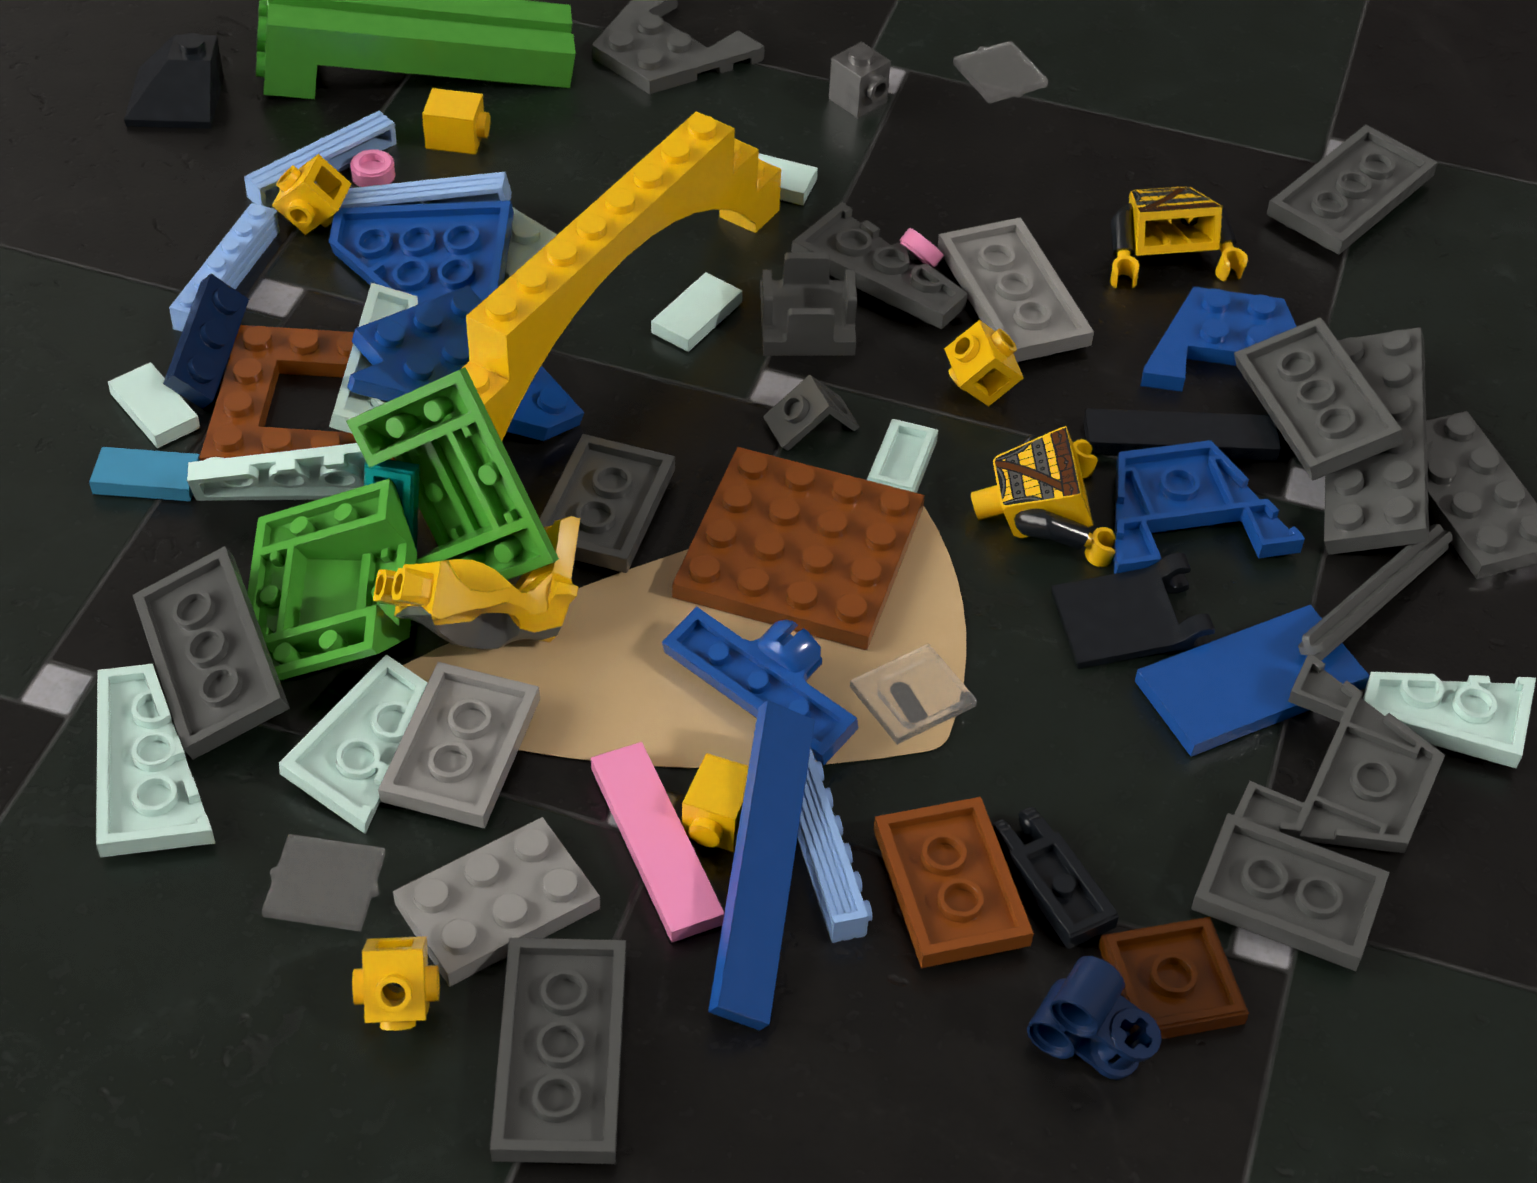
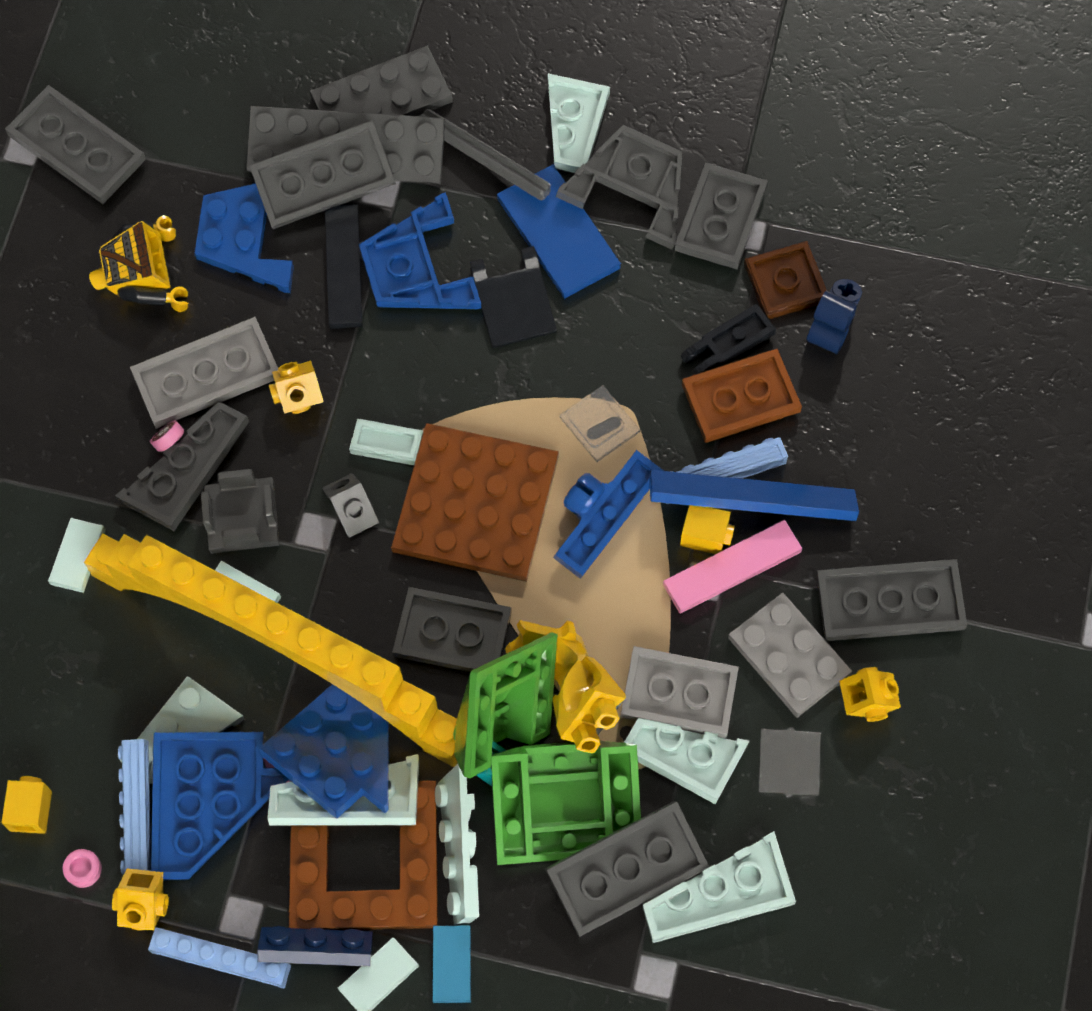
camera: 90 degrees left, 20 degrees up
(337, 149) = (76, 910): light blue piece -> none
(1045, 494) = (420, 346): torso -> none

